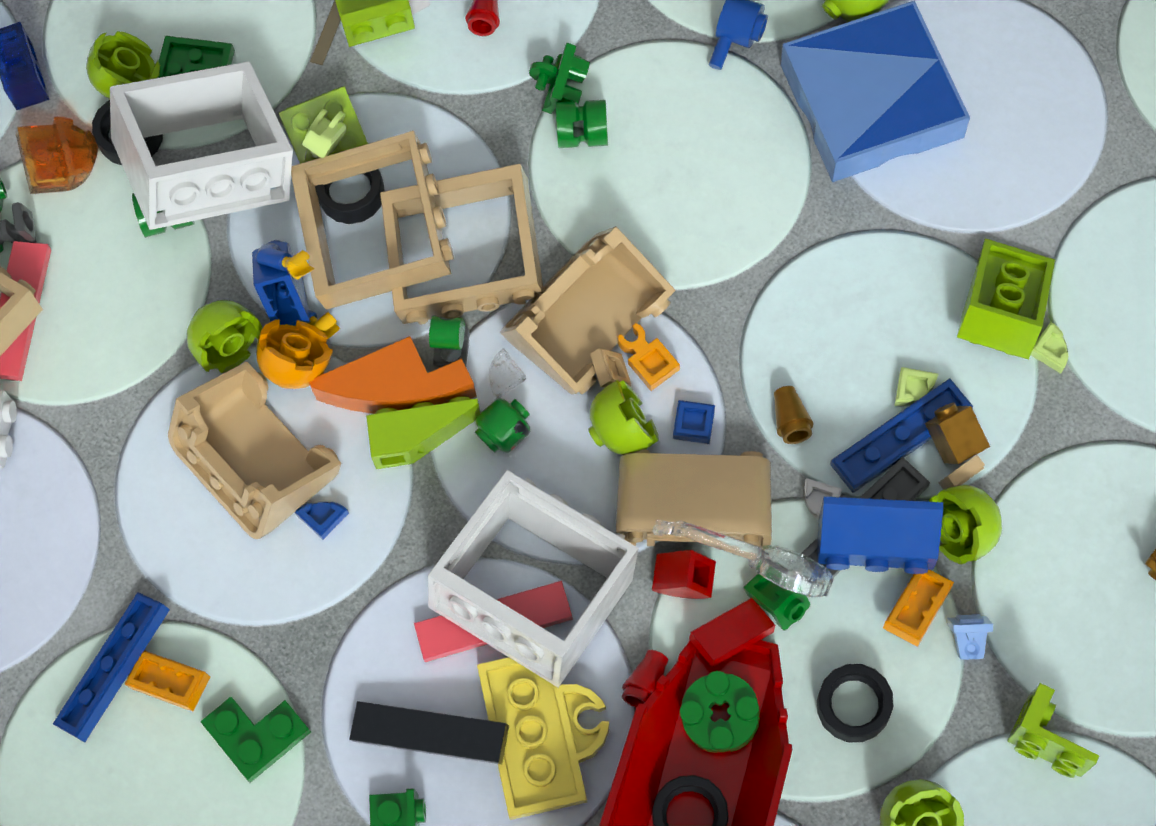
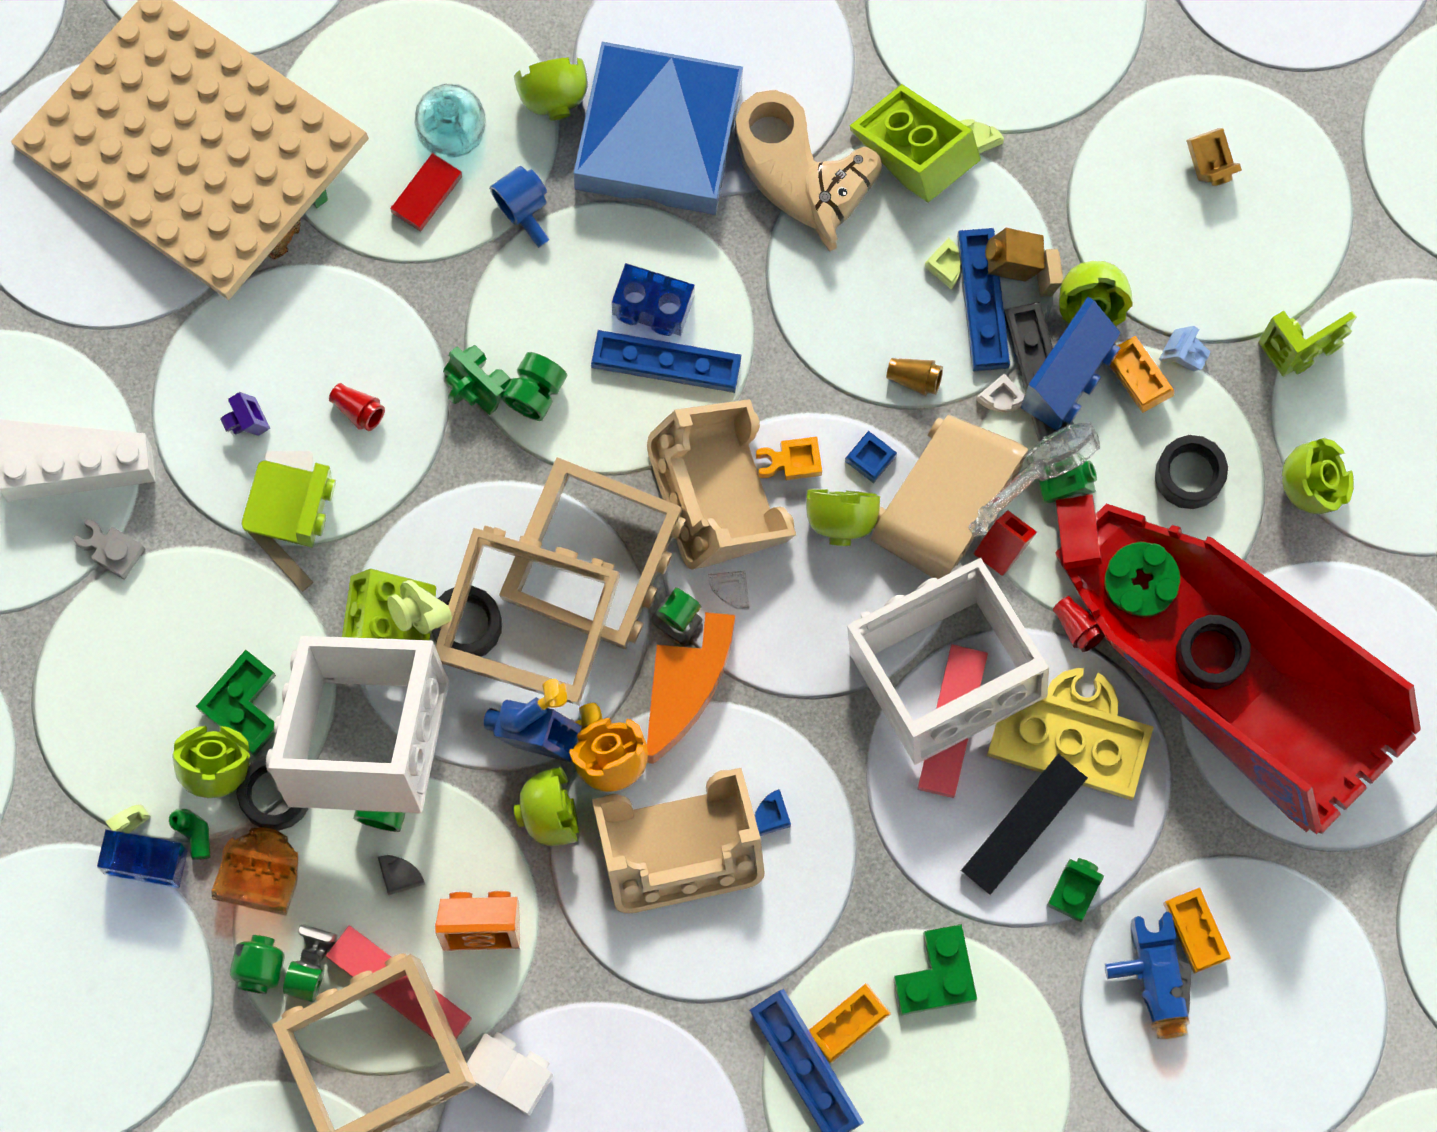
camera: 70 degrees left, 5 degrees up
(48, 42) = (128, 819): none -> yellowish green tile
(69, 93) = (193, 828): none -> green arm
(92, 329) = (478, 922): none -> orange slope
(112, 259) = (399, 874): none -> dark grey tile
(411, 433) = (743, 699): lime slope -> none
(503, 425) = (783, 613): green head -> none
(609, 367) = (785, 496): tan tile -> none
(674, 215) = (666, 361): none -> blue tile
(724, 170) = (657, 291): none -> clear blue brick
(904, 209) = (786, 173): none -> tan animal

